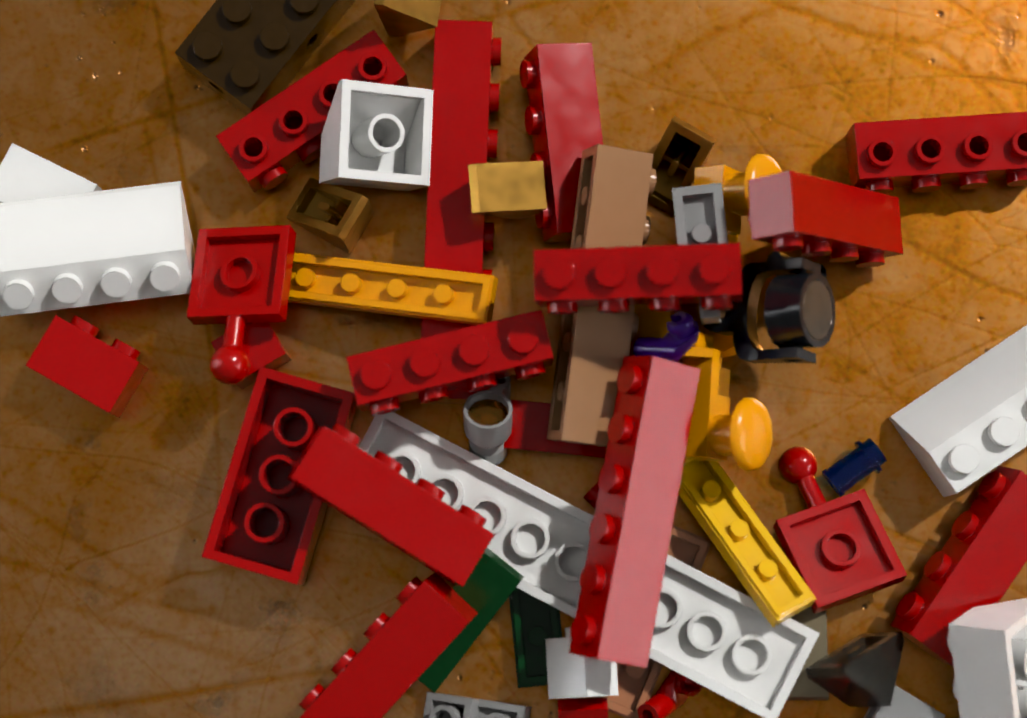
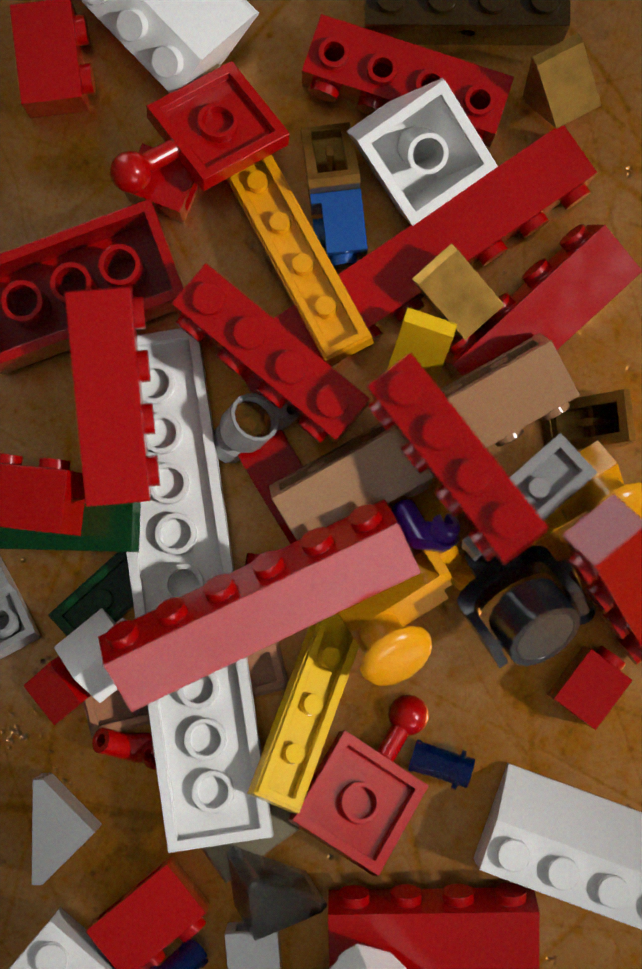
camera: 55 degrees right, 5 degrees up
(386, 239) = (341, 226): none -> blue brick
(518, 240) = (426, 339): none -> yellow tile
(875, 310) = (591, 685): none -> red brick

